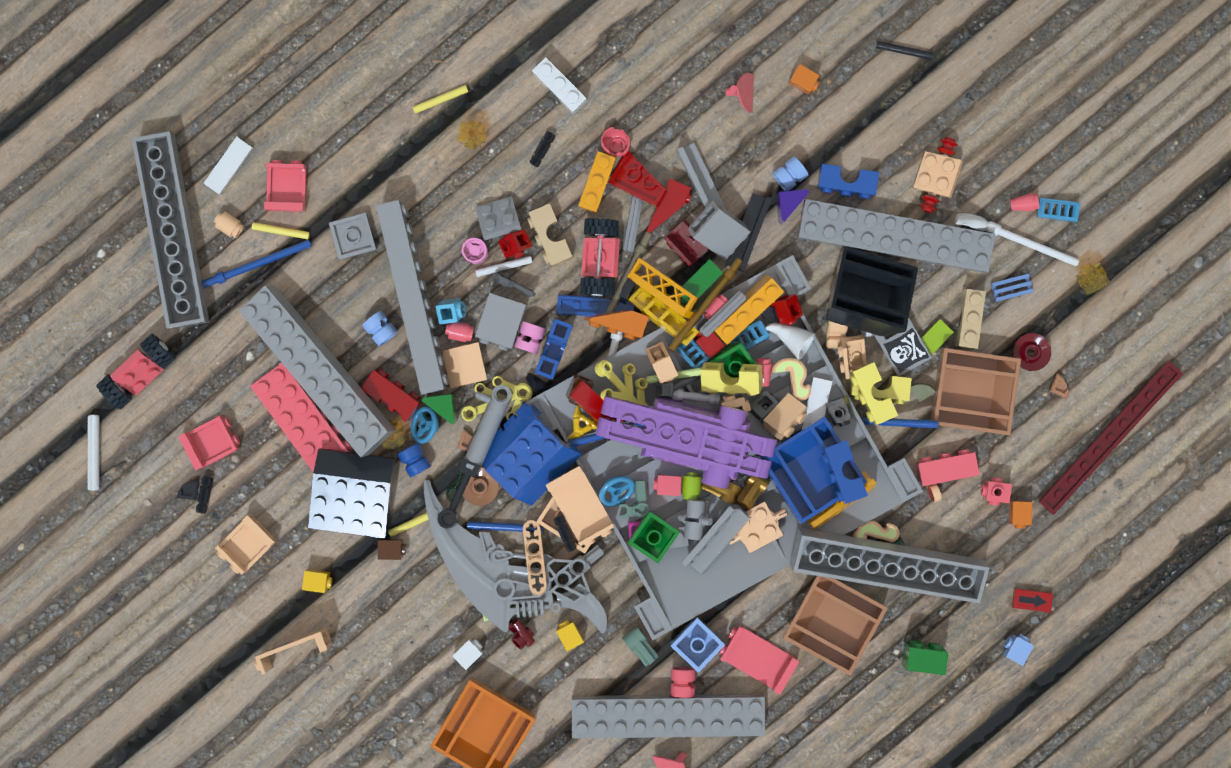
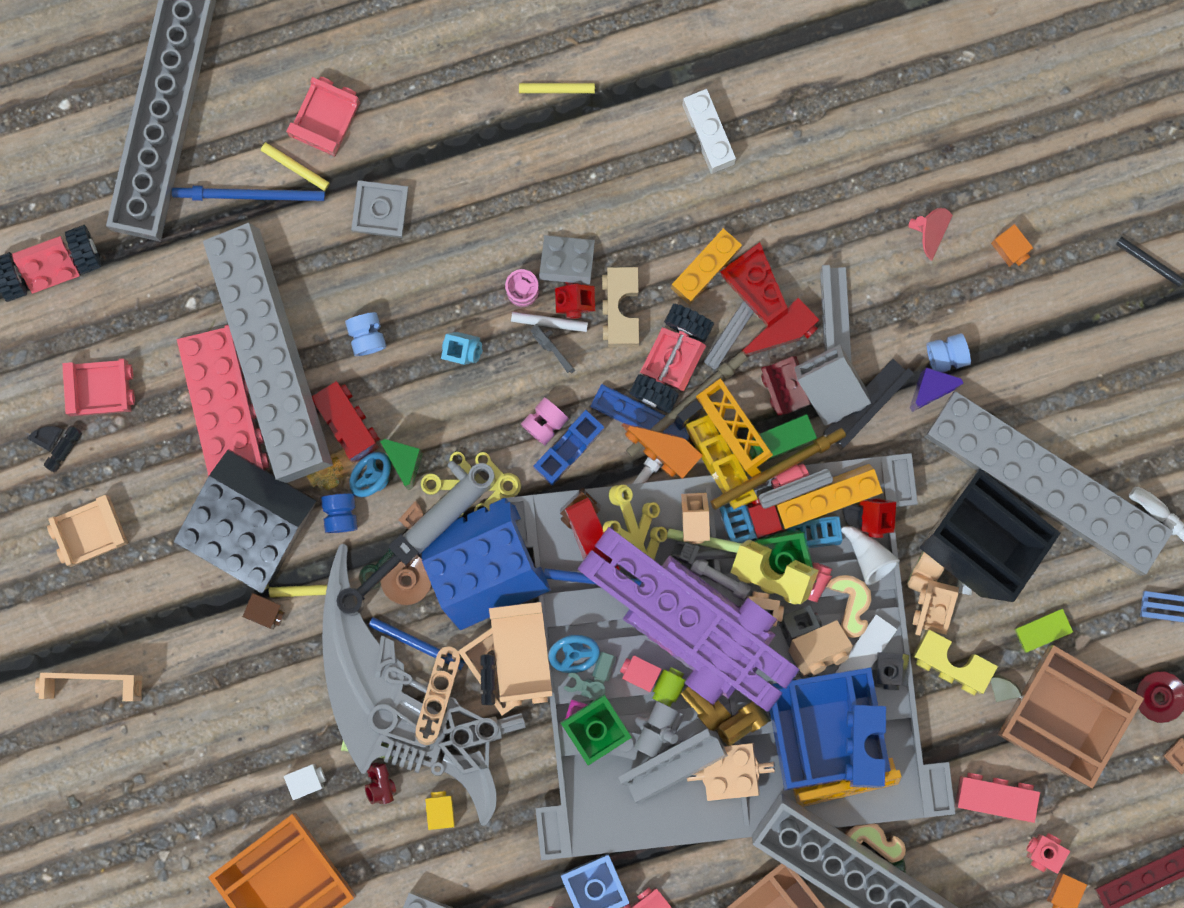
camera: 25 degrees right, 5 degrees down
(228, 165) = (265, 62): white tile -> none
(228, 224) = (234, 133): light nougat brick -> none
(316, 581) = (155, 613): yellow brick -> none
(411, 297) = (420, 312): light grey brick -> none
(459, 331) = (461, 378): coral brick -> none
(464, 365) = (450, 422): light nougat slope -> none
(467, 129) = (574, 137): clear yellow brick -> none
(500, 322) = (517, 387): light grey brick -> none
(537, 383) = (529, 481): black tile -> none
(542, 149) = (656, 199): black axle -> none
(577, 429) = (557, 560): yellow piece -> none
(615, 142) = (749, 226): coral hair -> none
(638, 643) = (521, 856): sand green piece -> none
(830, 180) = (996, 382): blue arch -> none
(864, 379) = (940, 688): light yellow arch -> none
(904, 349) = (1003, 628): flag -> none
(905, 423) = (962, 716): blue bar -> none
(934, 493) = (968, 822): light nougat tile -> none
(938, 174) = (1131, 429): light nougat plate -> none
(972, 313) = (1096, 633): tan arch -> none

